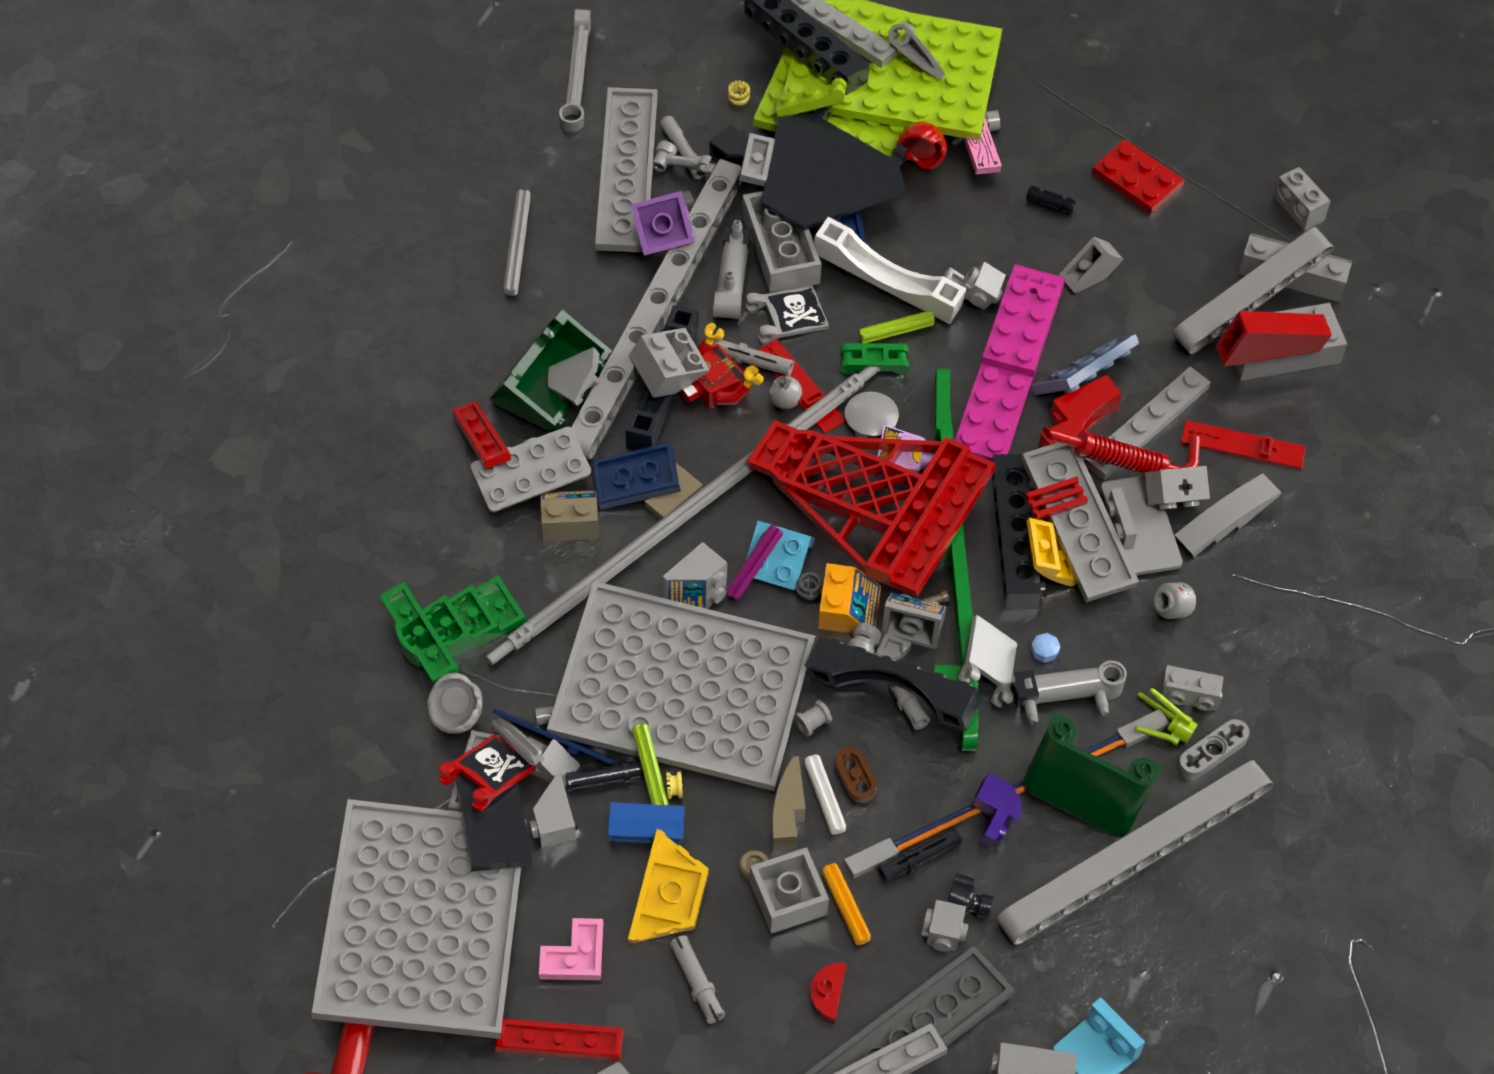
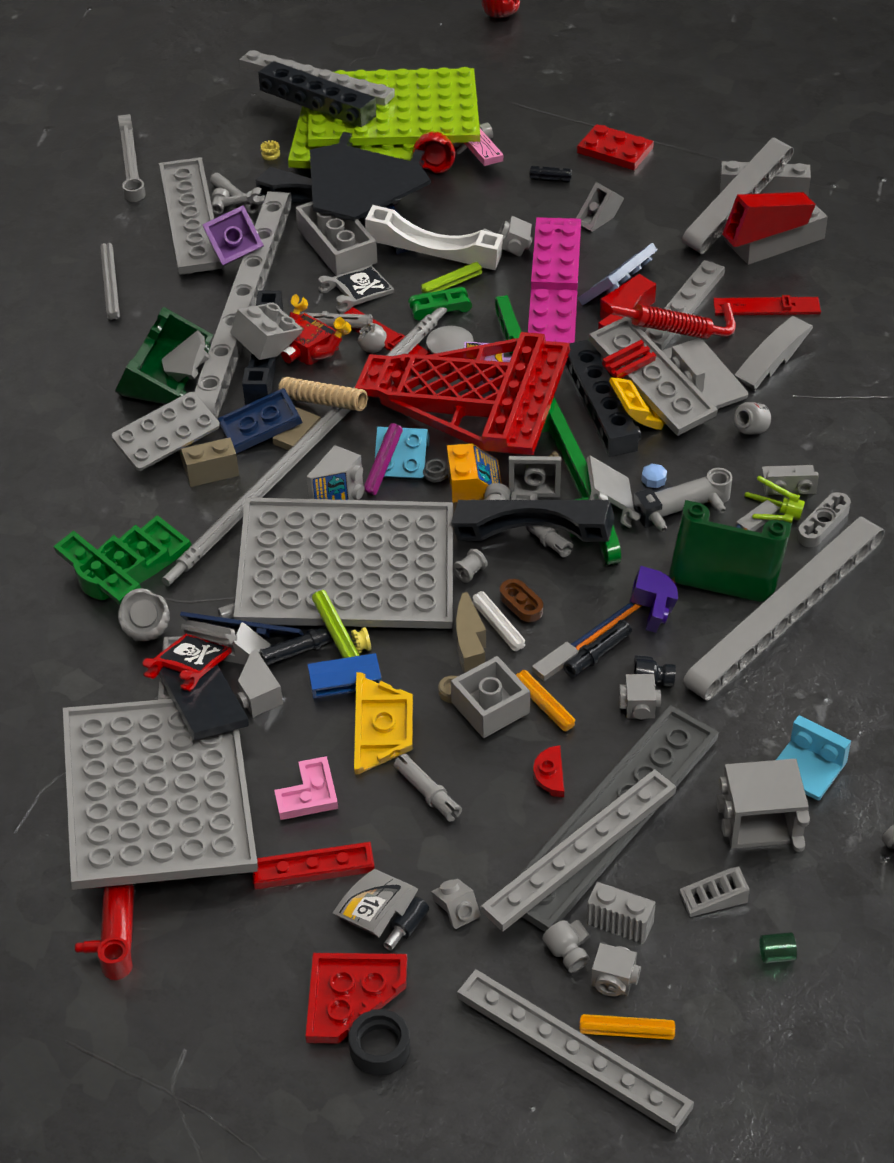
camera: 10 degrees left, 10 degrees down
(481, 435) = (115, 414): red tile -> none
(712, 459) = (324, 393): none -> tan piece
(732, 272) = (301, 263): light grey piece -> none
(756, 159) = (300, 179): light grey slope -> none
(811, 98) = (333, 131): lime plate -> none
(915, 49) = (409, 85): light grey piece -> none
(1177, 485) = (725, 337): light grey brick -> none
(1301, 198) = (750, 133): light grey brick -> none

